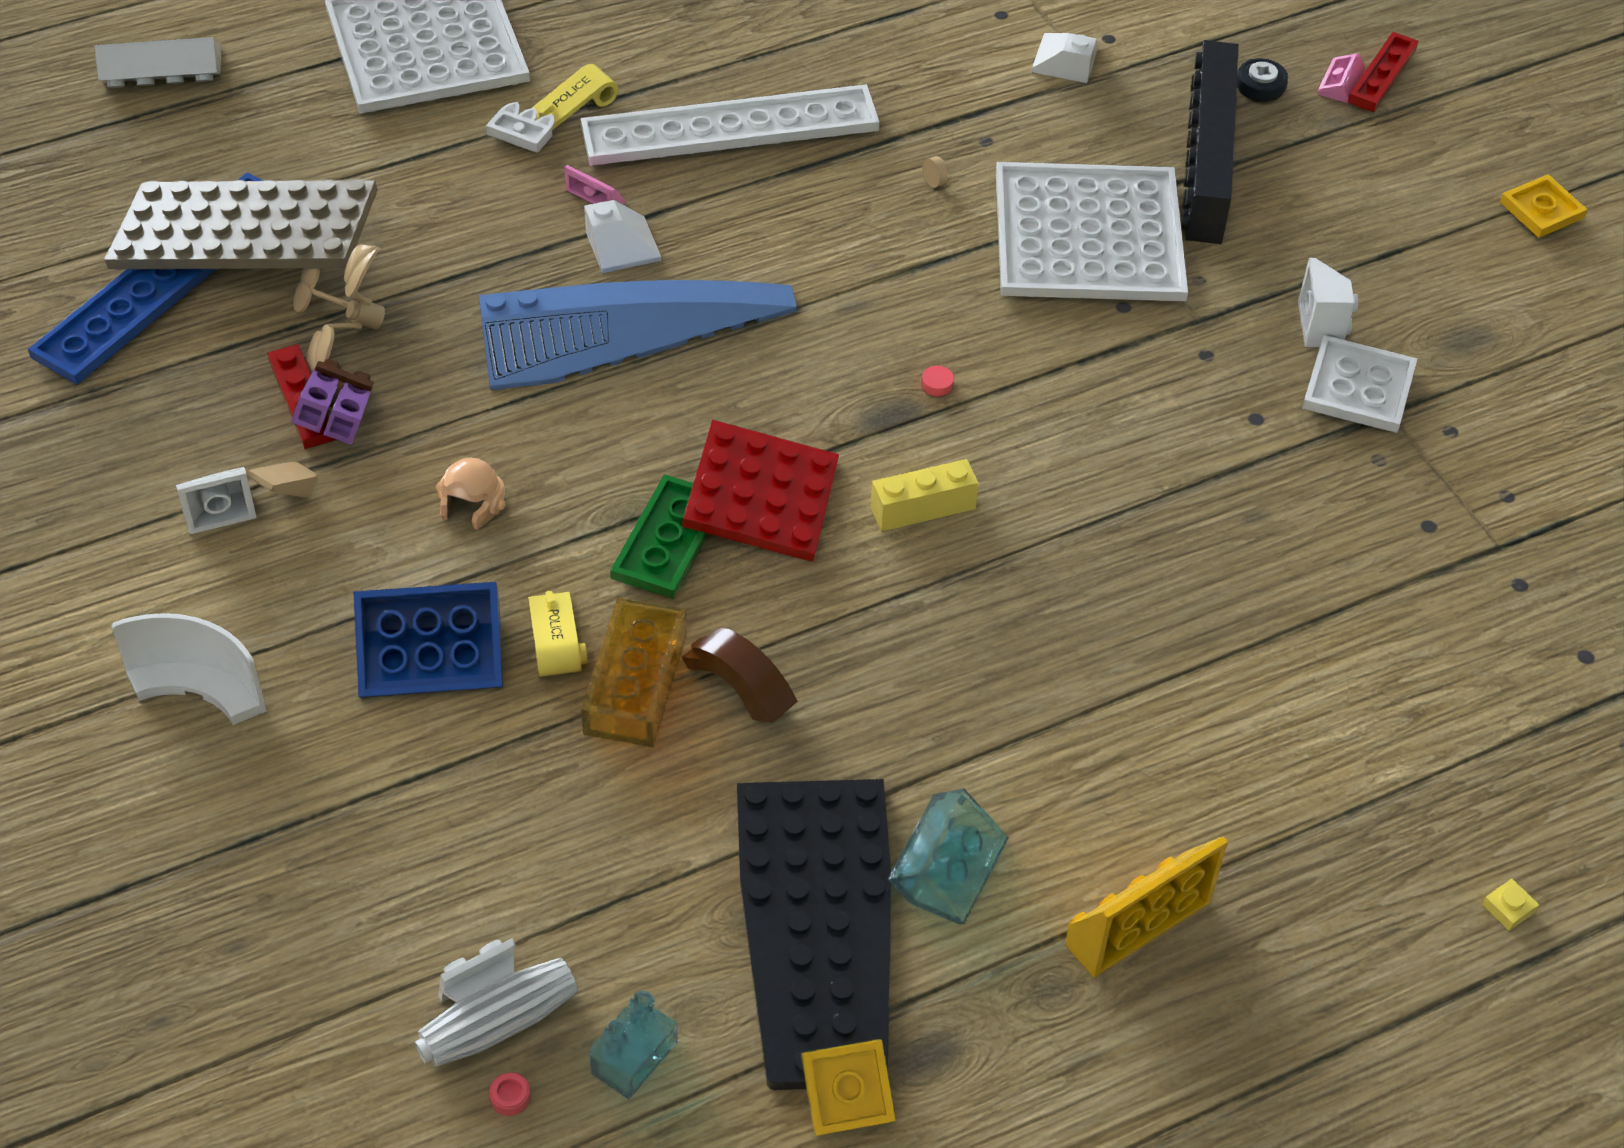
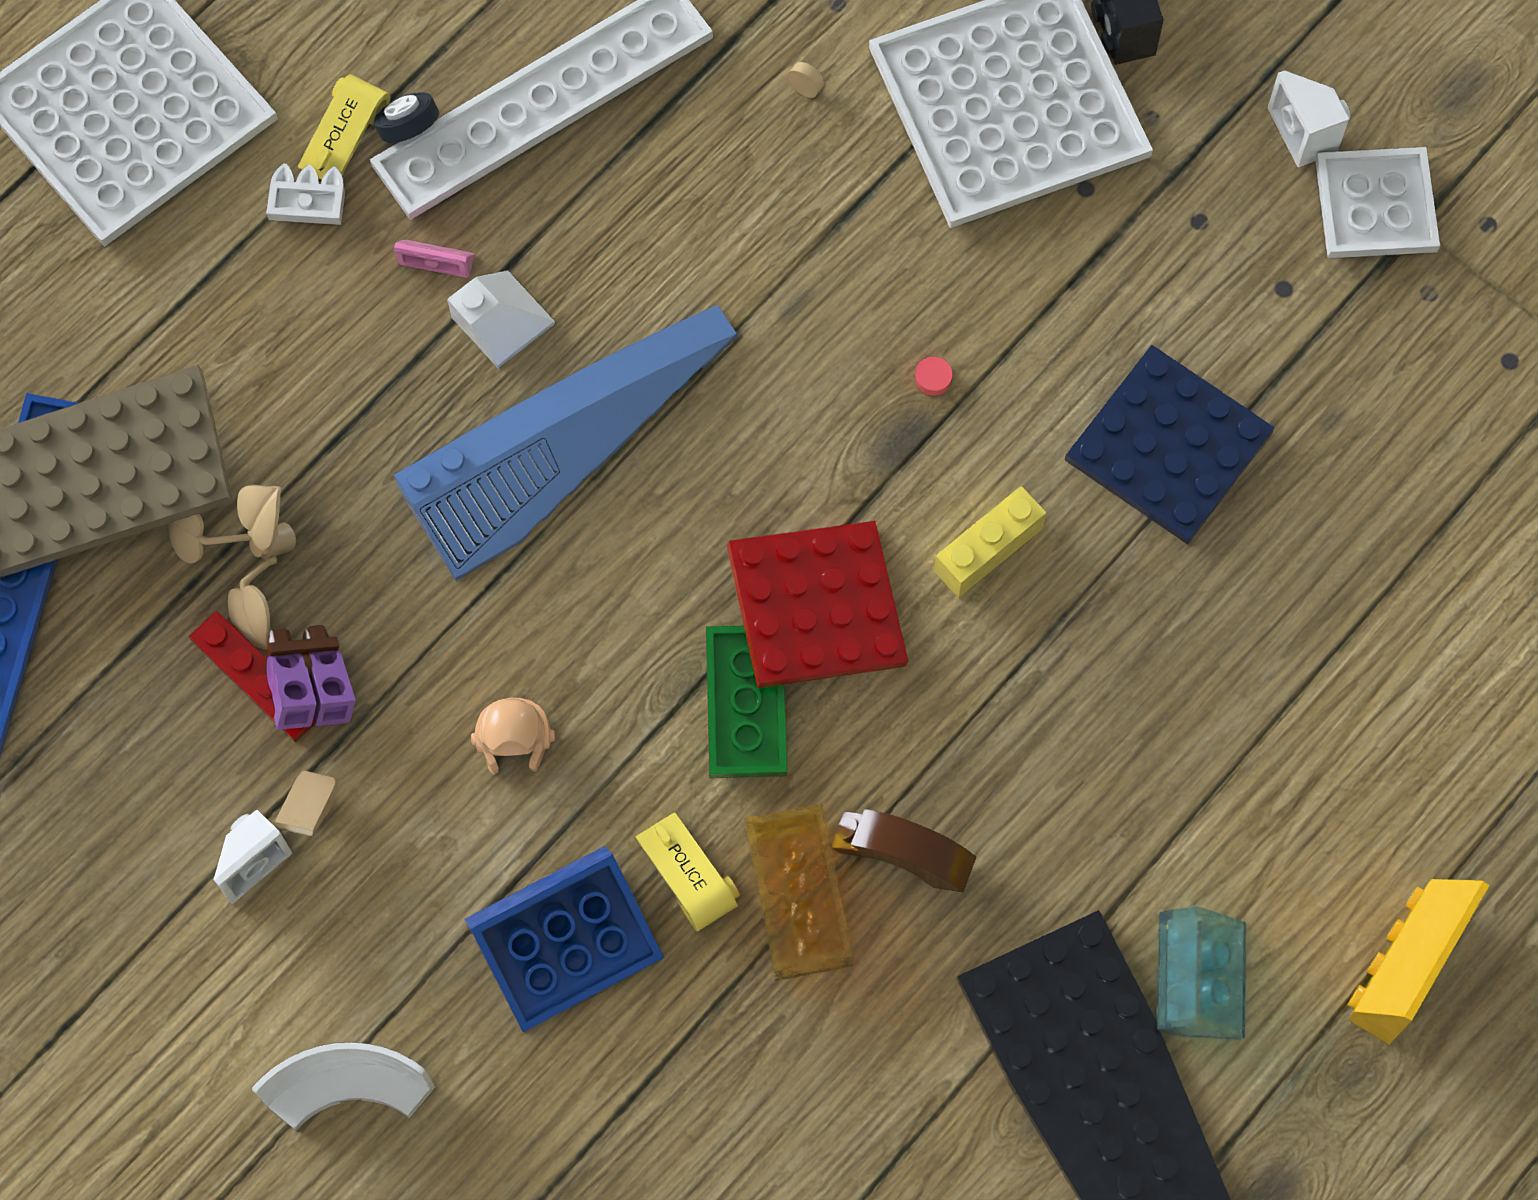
camera: 20 degrees left, 20 degrees up
(621, 101) = (406, 117): none -> black wheel
(1109, 486) = (1169, 444): none -> dark blue plate

